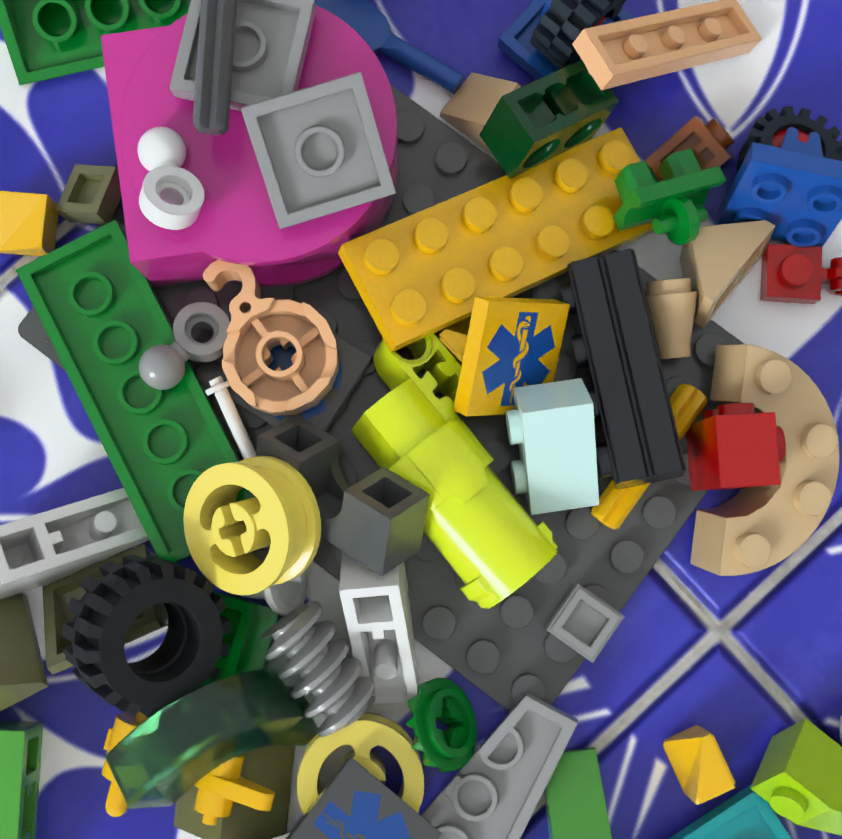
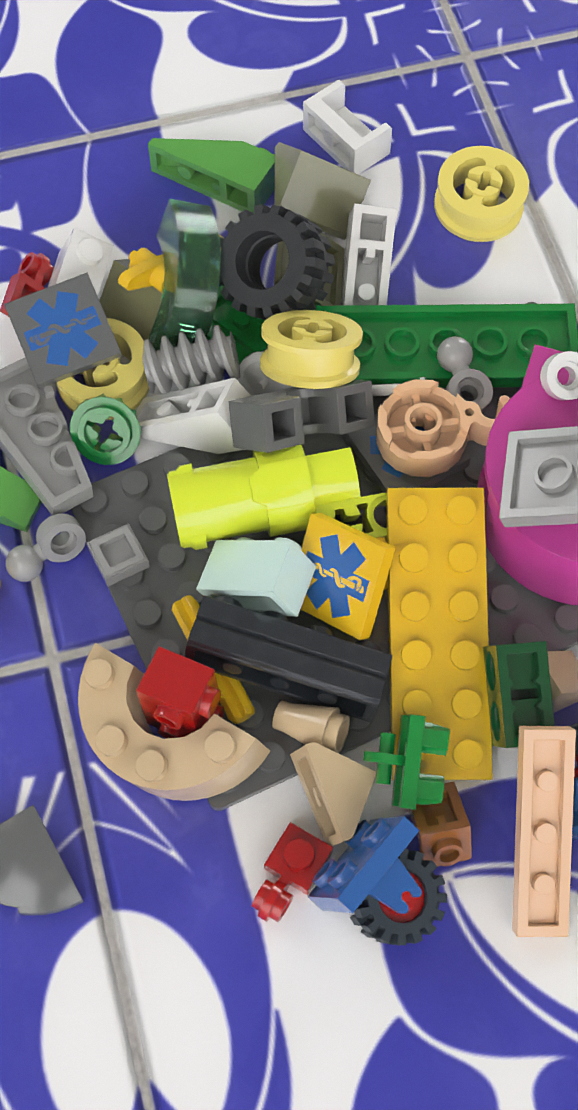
camera: 120 degrees right, 20 degrees down
(600, 703) = (26, 561): none -> light grey plate

